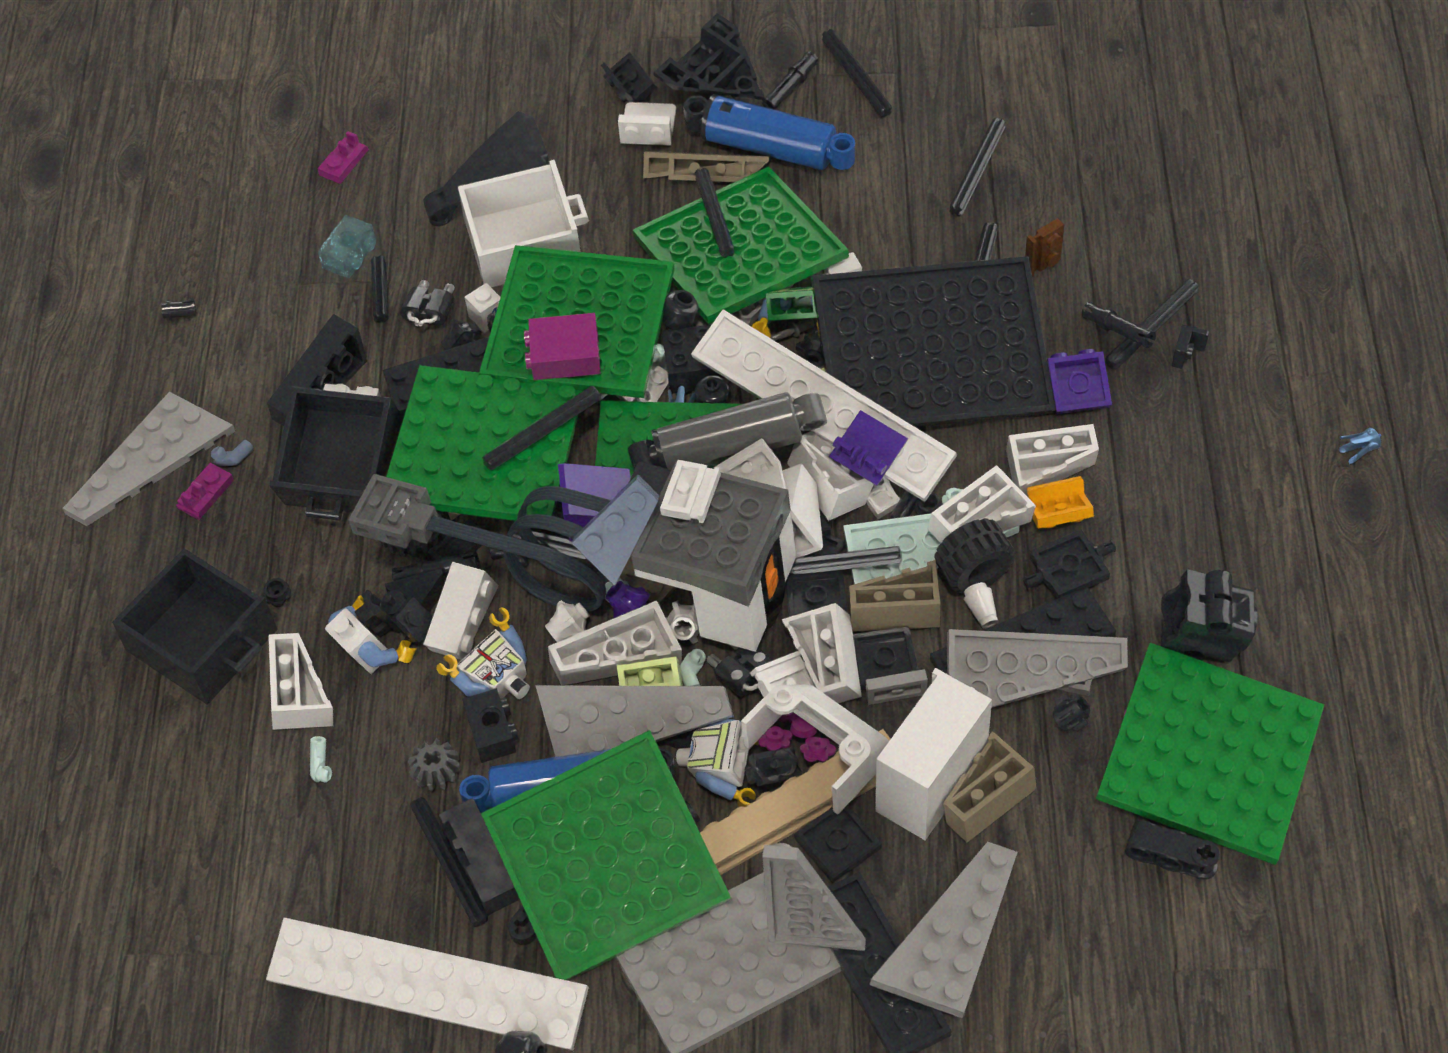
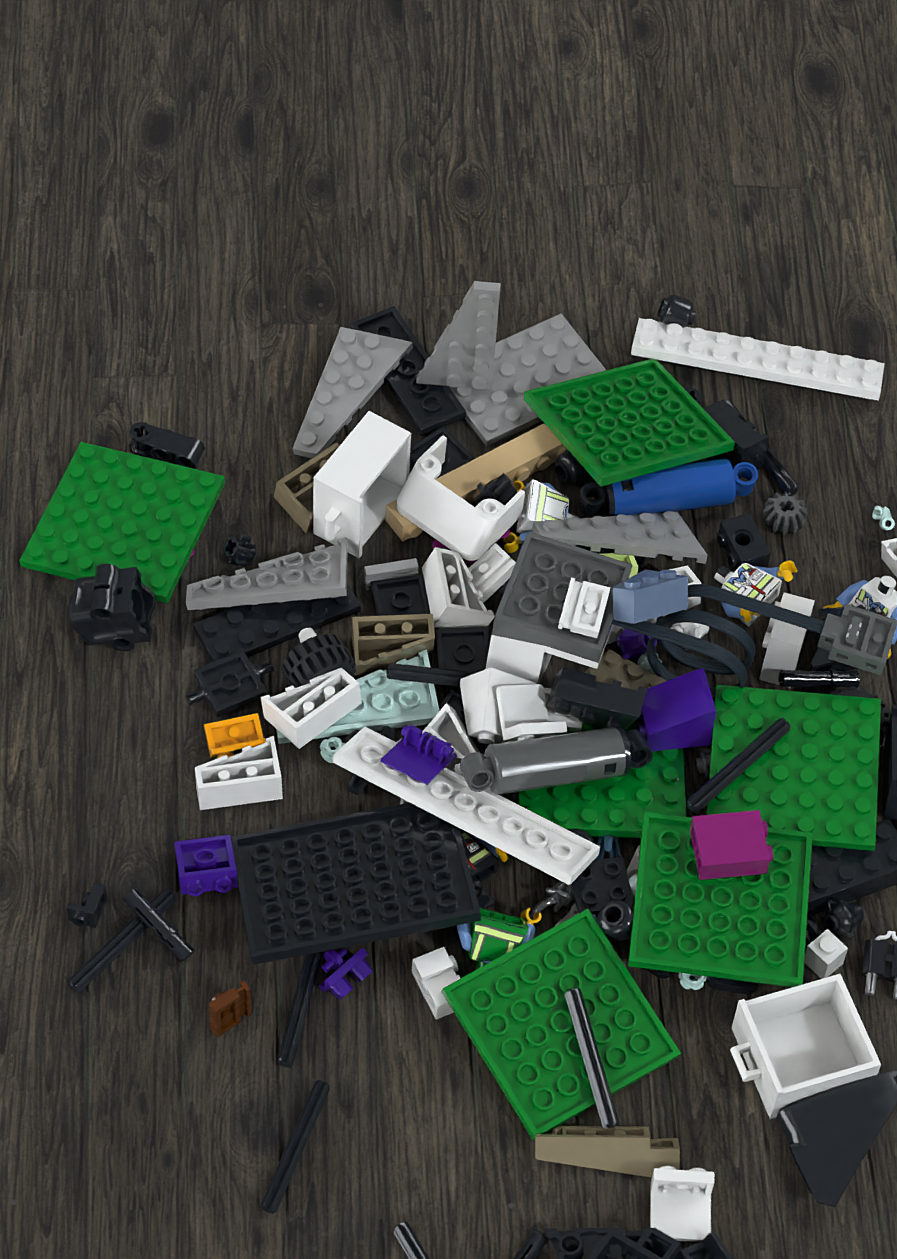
camera: 170 degrees right, 0 degrees up
(769, 132) = (538, 1175): blue piece -> none

